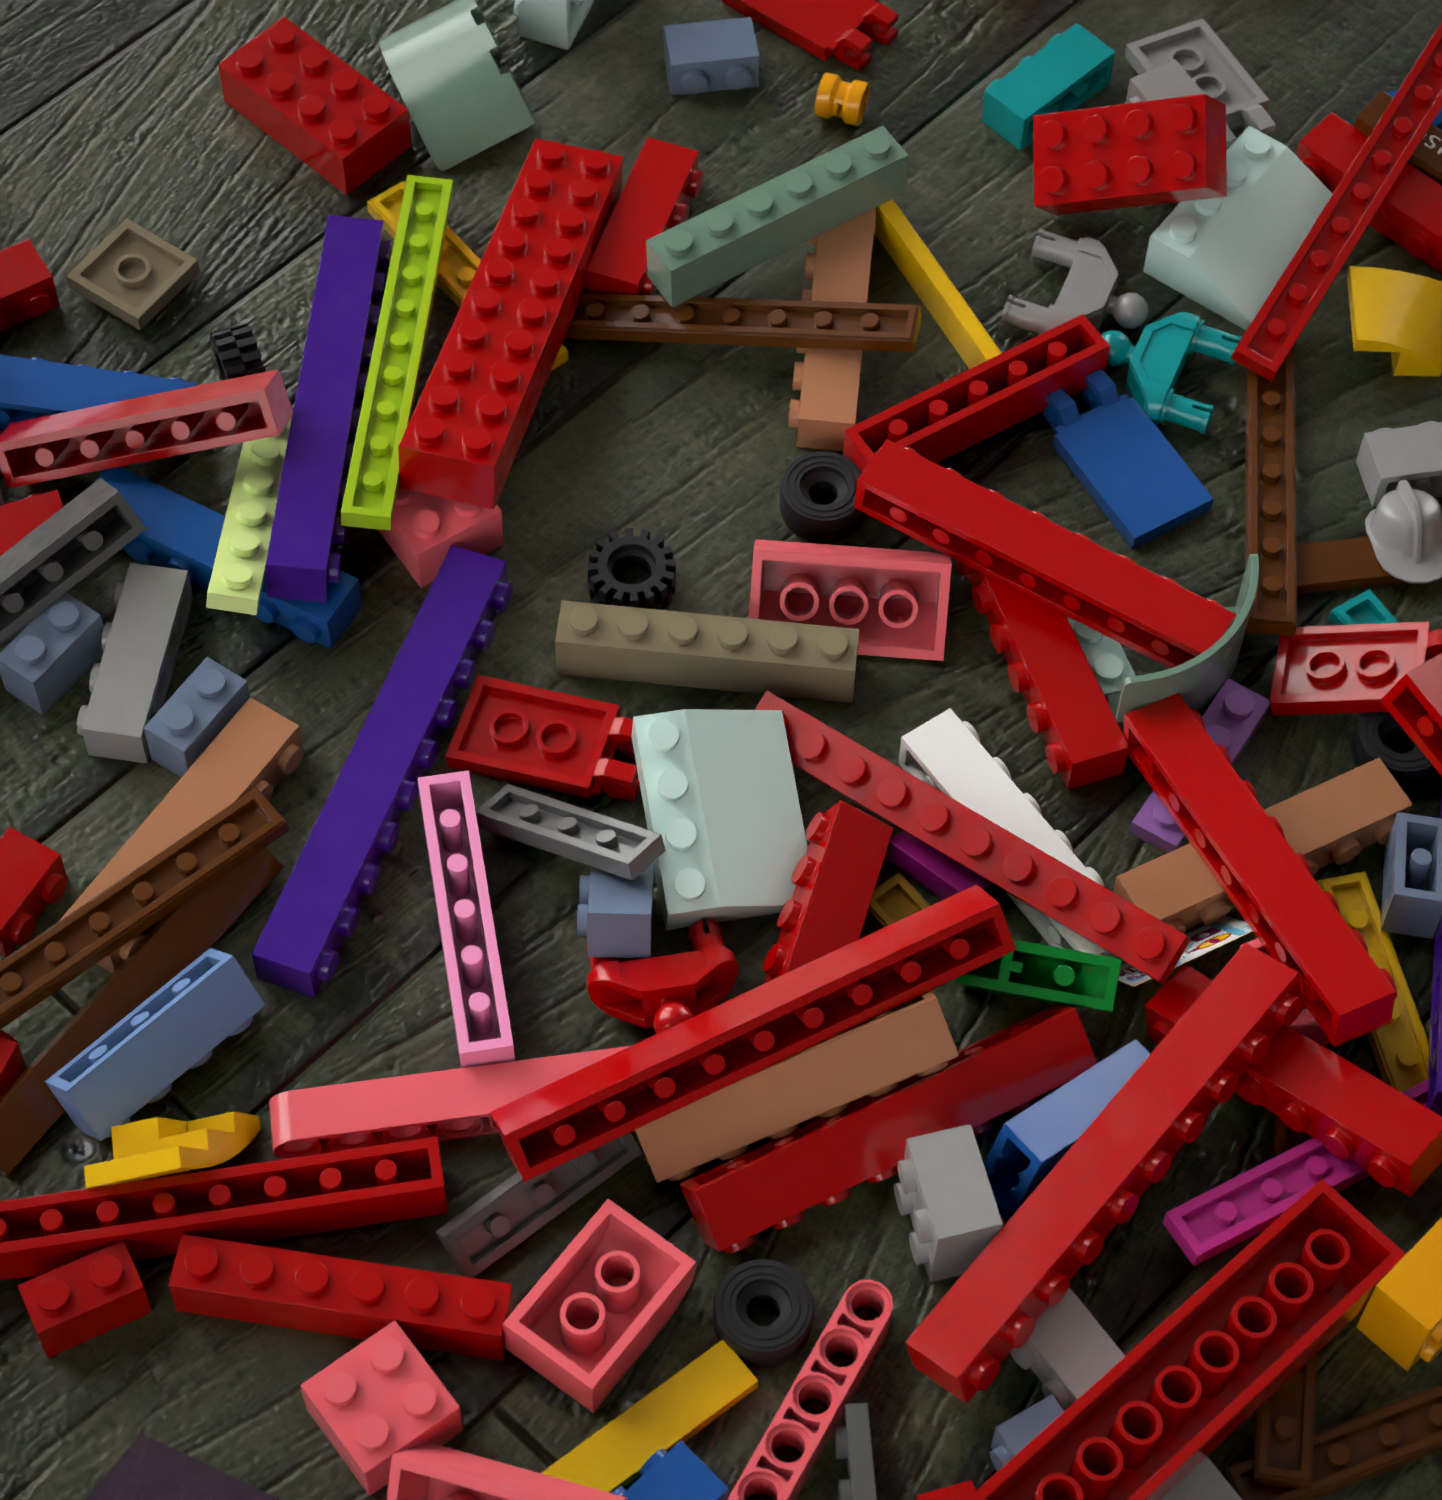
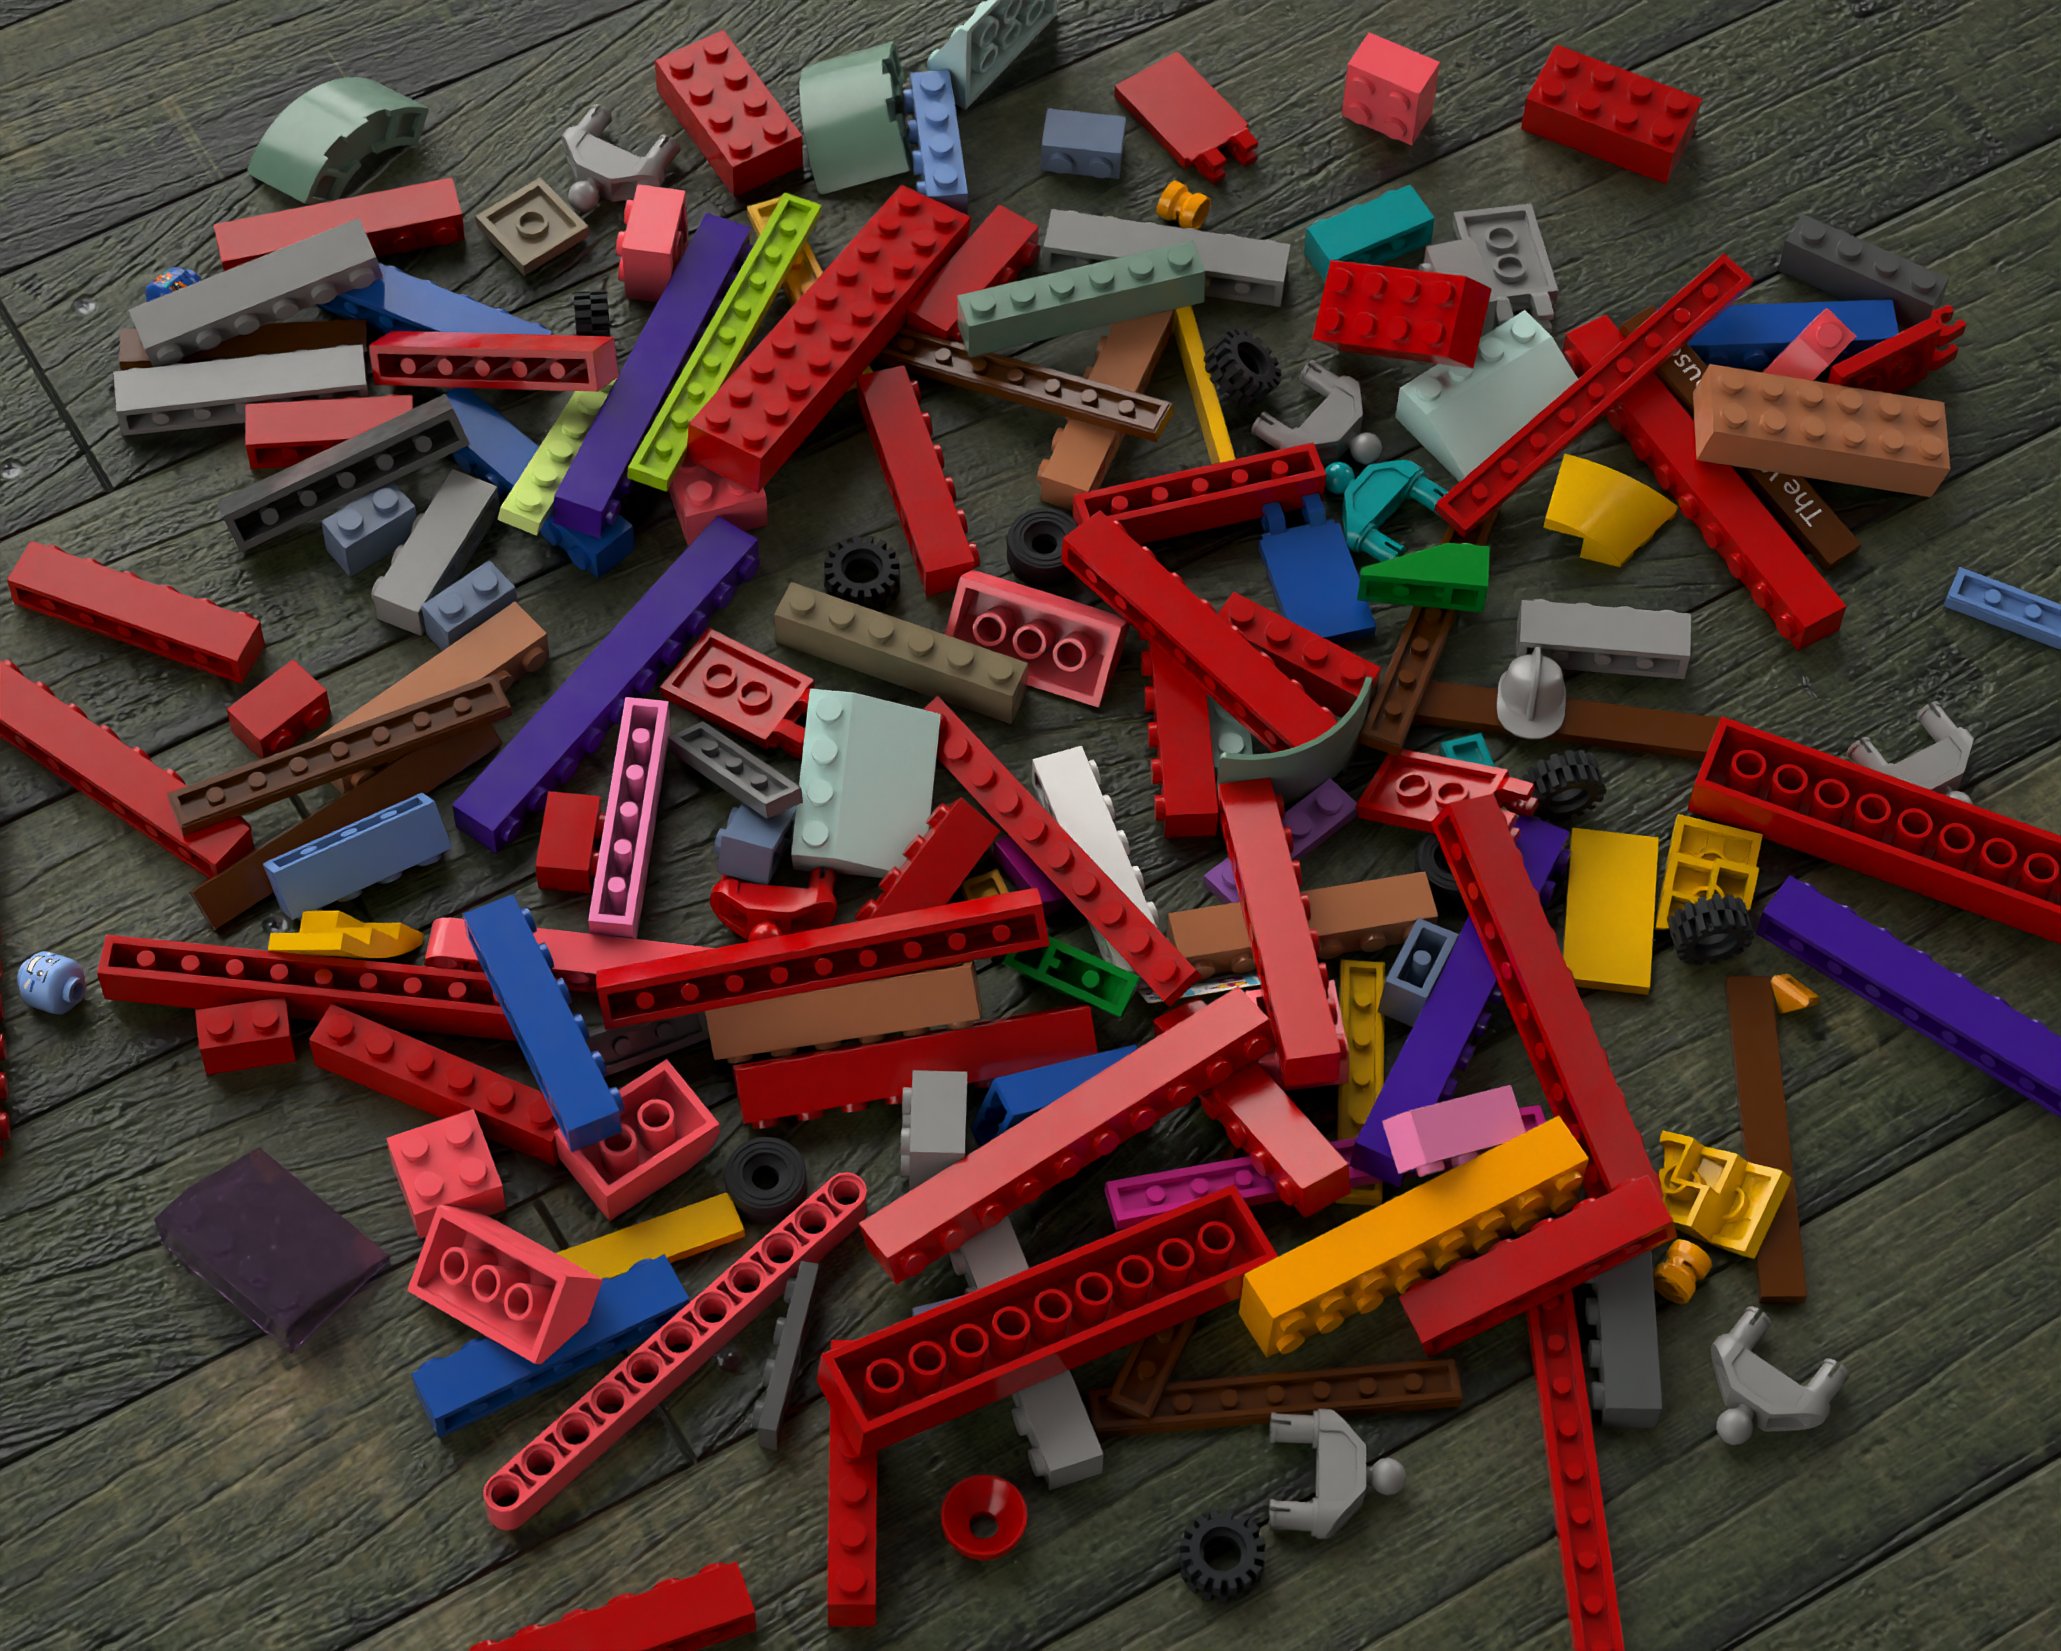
camera: 15 degrees right, 0 degrees up
(197, 194) = (607, 169): none -> light grey connector
(278, 260) = (652, 241): none -> coral brick
(401, 963) = (569, 842): none -> red brick
(452, 1194) = (543, 1022): none -> blue brick
(553, 82) = (936, 139): none -> medium blue brick
(657, 456) = (915, 478): none -> red brick
(938, 146) = (1233, 264): none -> light grey brick
(971, 253) = (1242, 367): none -> black tyre
(1191, 557) = (1324, 669): none -> red brick
(1269, 429) = (1435, 577): none -> green slope

